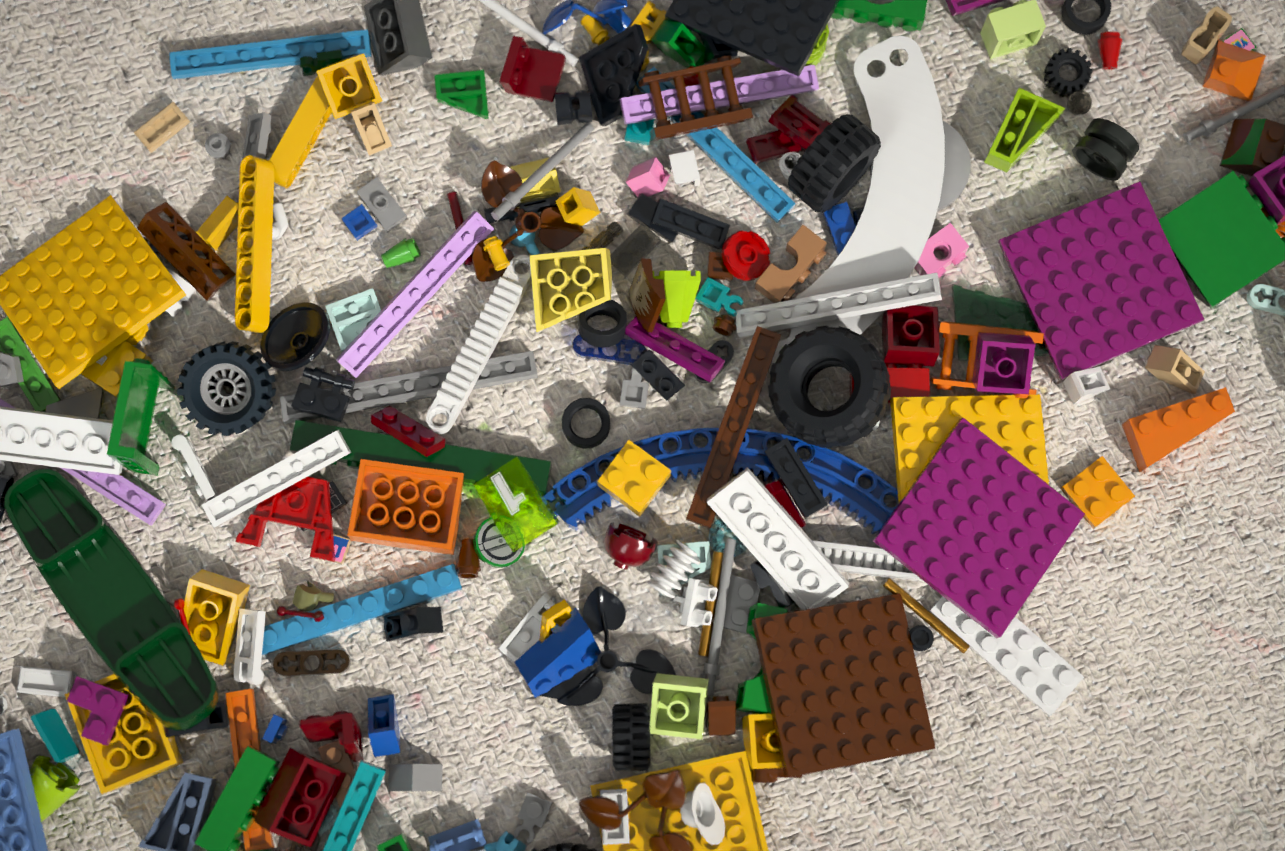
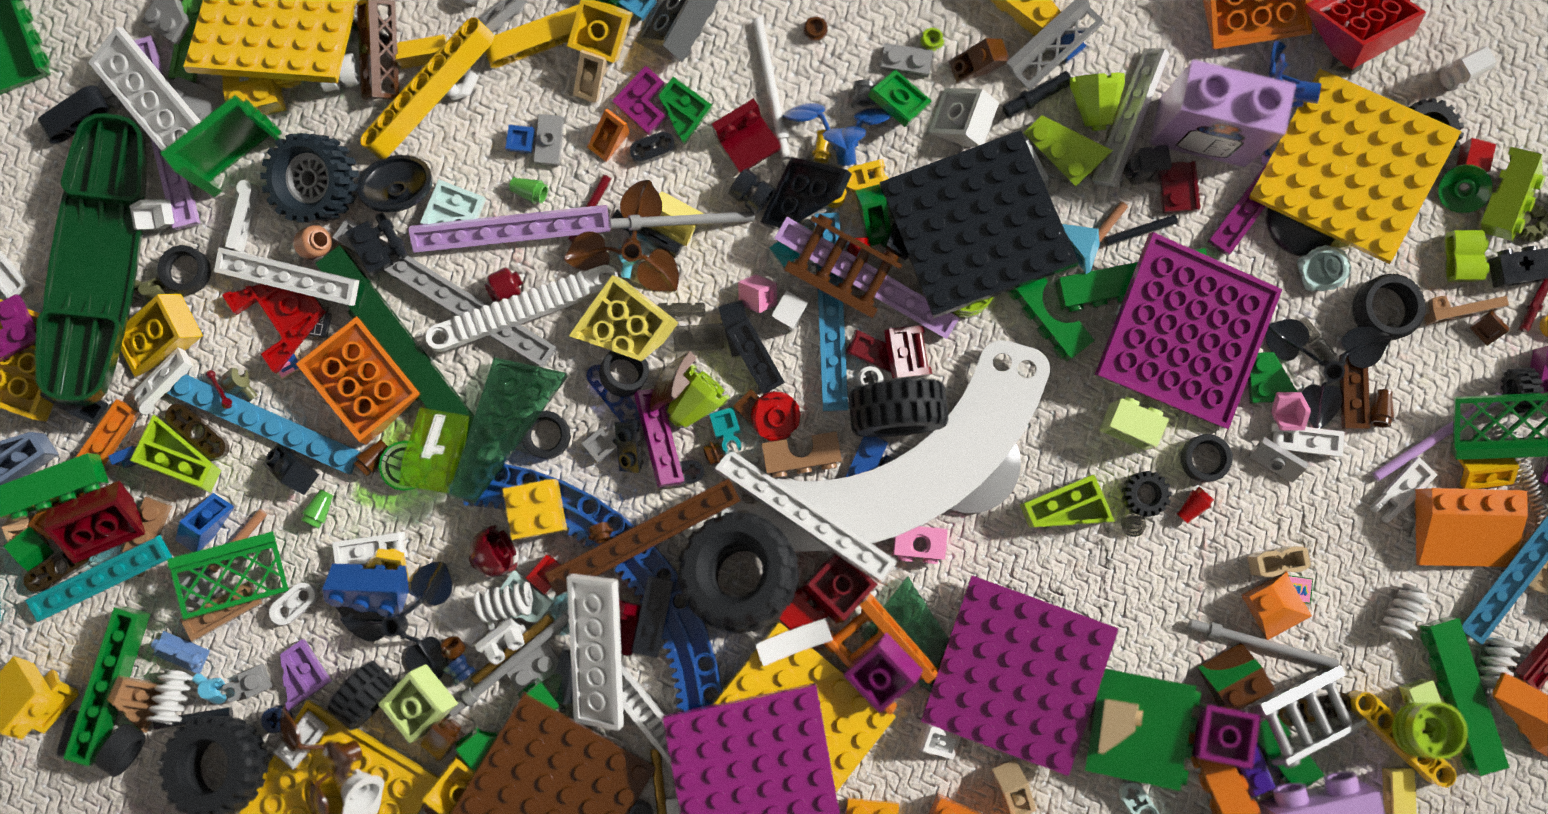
camera: 40 degrees right, 5 degrees up
(124, 526) = (152, 214): none -> white panel
(173, 534) = (165, 266): none -> black tyre
(175, 586) = (150, 288): none -> olive piece
(179, 604) = (136, 306): red hinge -> none
(271, 437) = (312, 242): none -> nougat head
(316, 693) = (172, 456): none -> lime wedge
(339, 726) = (168, 511): dark red bracket -> none
(408, 431) = (410, 326): dark red plate -> none
(421, 717) = (248, 528): none -> nougat bar
(421, 731) = (222, 553): none -> green fence
(424, 120) = (635, 100): none -> magenta plate
(425, 160) = (608, 135): none -> orange slope
(449, 339) = (503, 284): none -> dark red head
(459, 780) = (204, 624): none -> medium nougat plate
(462, 139) = (650, 142): none -> black beam
(463, 638) = (317, 510): none -> bright green cone
(496, 253) = (593, 251): yellow pin -> none
(510, 723) = (294, 603): none -> white plate
(543, 430) = (506, 411): none -> clear green wing
(566, 769) = (302, 673): none -> medium lavender wing
(577, 206) = (685, 269): yellow brick -> none
(580, 824) = (268, 718): none -> dark blue wheel
(664, 644) = (452, 647): none -> reddish brown plate
(682, 529) = (538, 576): none -> red panel
(685, 656) = (459, 670): none -> dark blue wheel
(698, 452) = (600, 532): none -> reddish brown plate
(917, 400) = (793, 641): none -> white sticker
(1105, 149) = (1117, 579): pearl dark grey wheel -> none
(1203, 247) = (1118, 723): none -> tan slope

